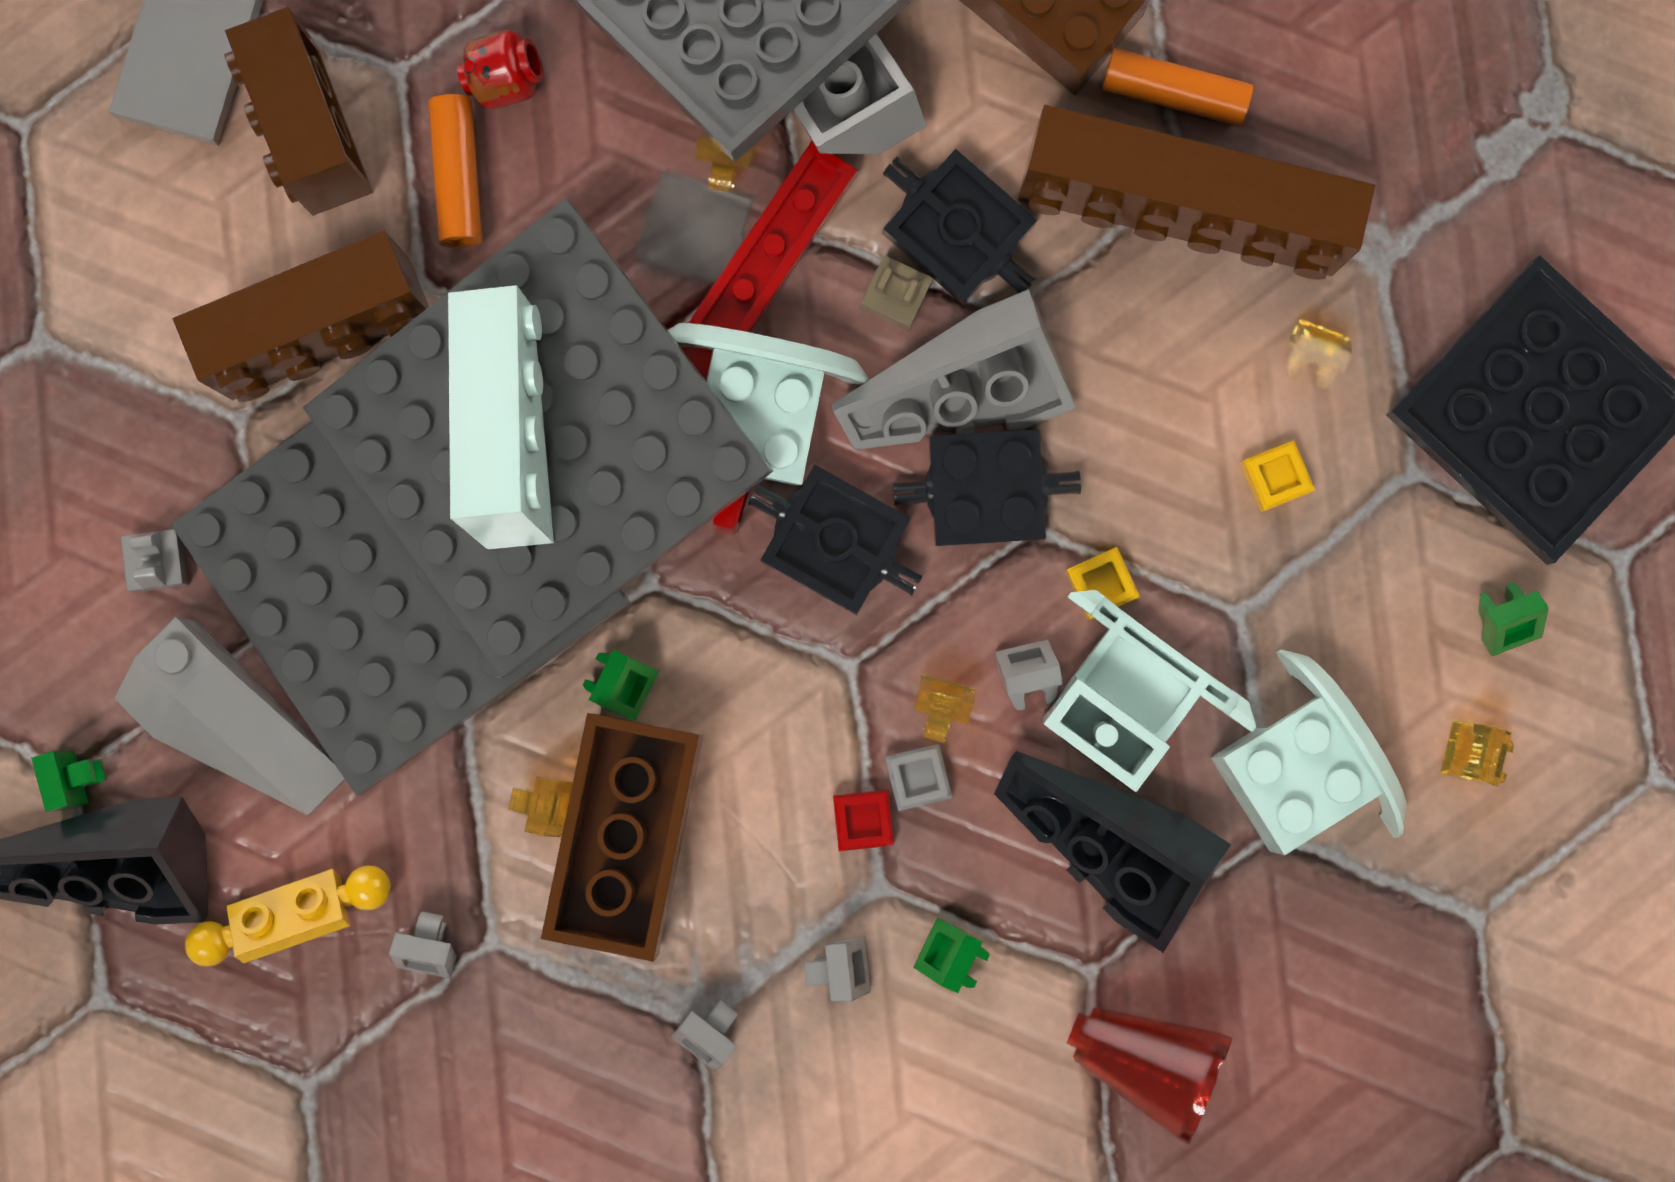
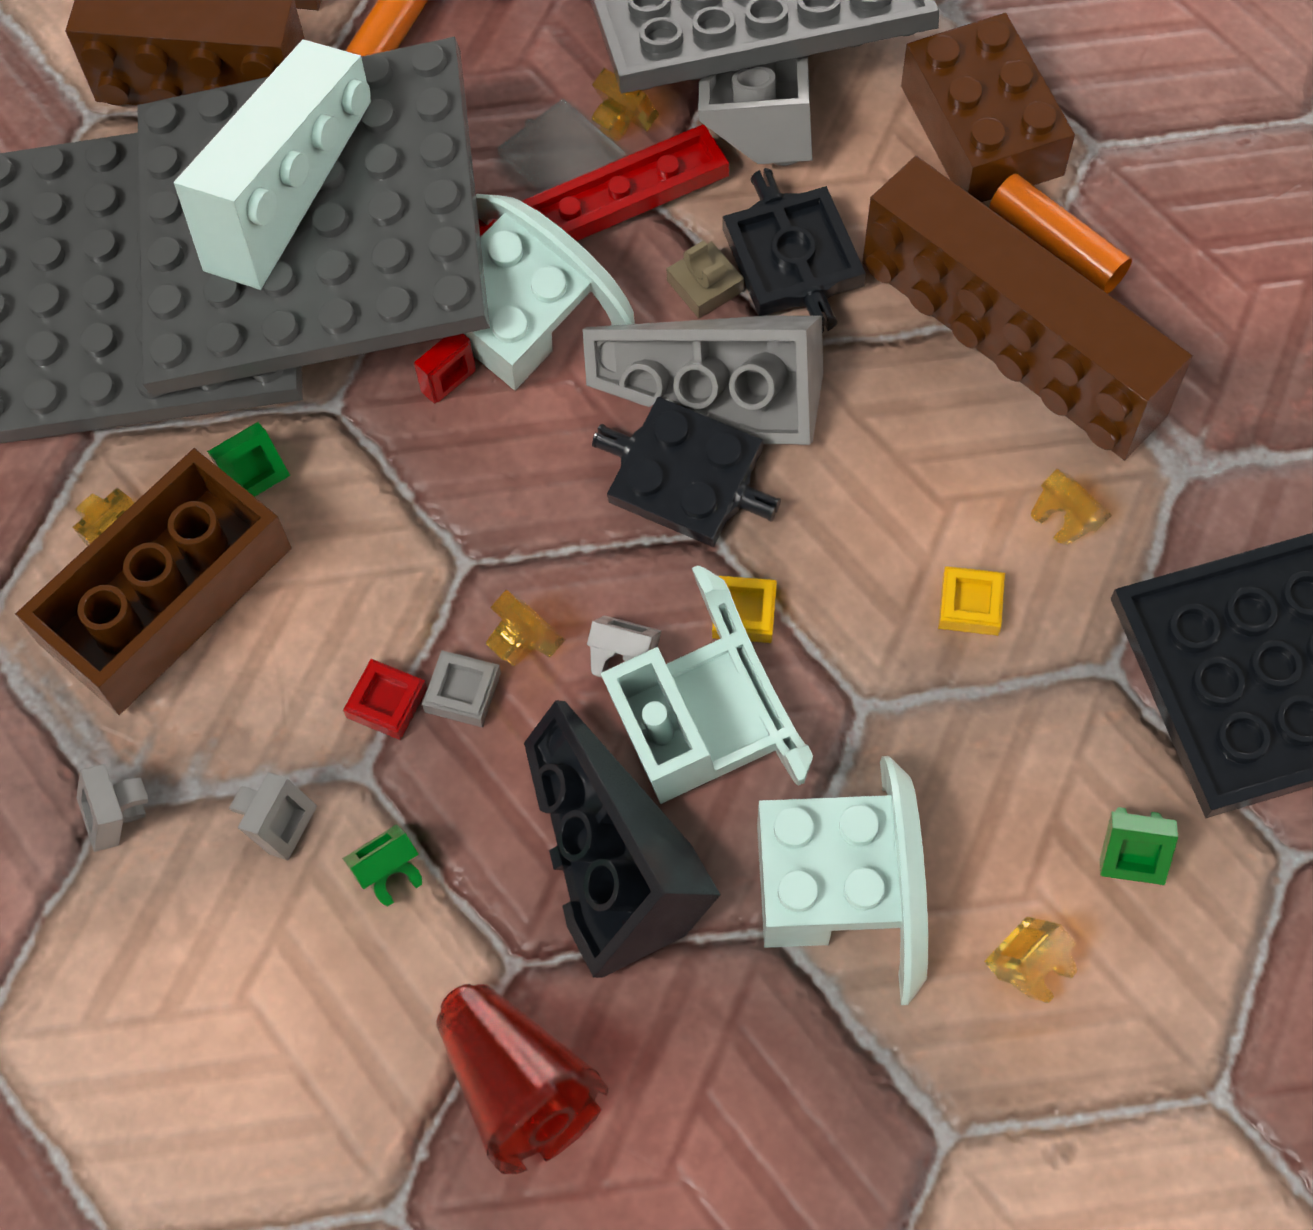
camera: 35 degrees right, 20 degrees down
(835, 540) = (518, 443): black plate -> none

